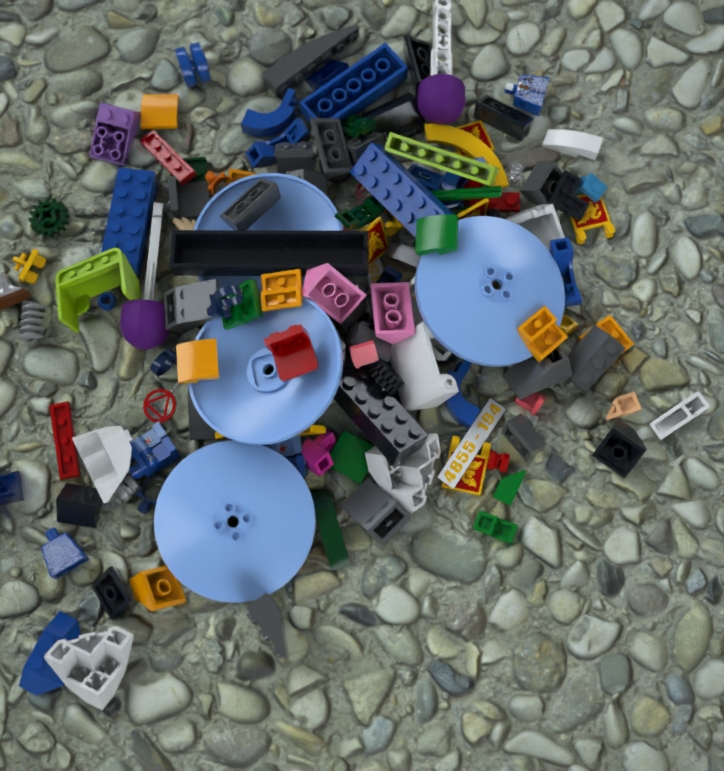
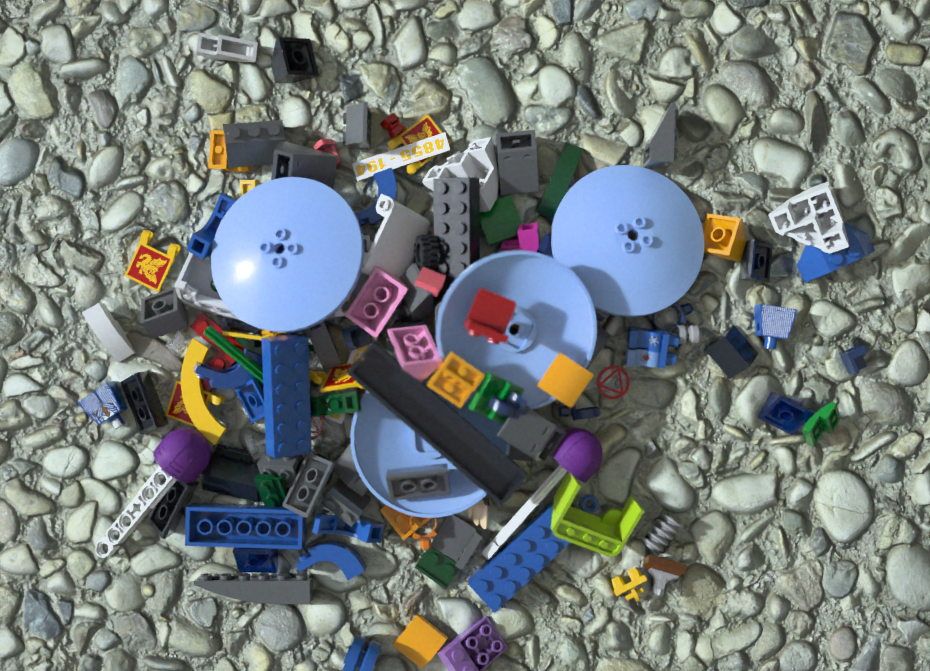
camera: 140 degrees left, 15 degrees up
(49, 218) = (574, 617): dark green gear -> none
(65, 448) = (706, 413): red tile -> none
(106, 457) = (689, 368): white brick -> none
(167, 157) = (446, 590): tile -> none
(436, 234) = (292, 327): green slope -> none
(441, 159) = (230, 396): lime brick -> none
(495, 528) = (437, 80): green slope -> none
(508, 487) = (401, 101): green slope -> none
(541, 333) = (277, 185): light orange slope -> none
(564, 198) = (158, 290): black plate -> none
(591, 187) = (129, 283): dark azure bracket -> none
(624, 406) = (261, 91): light nougat slope -> none

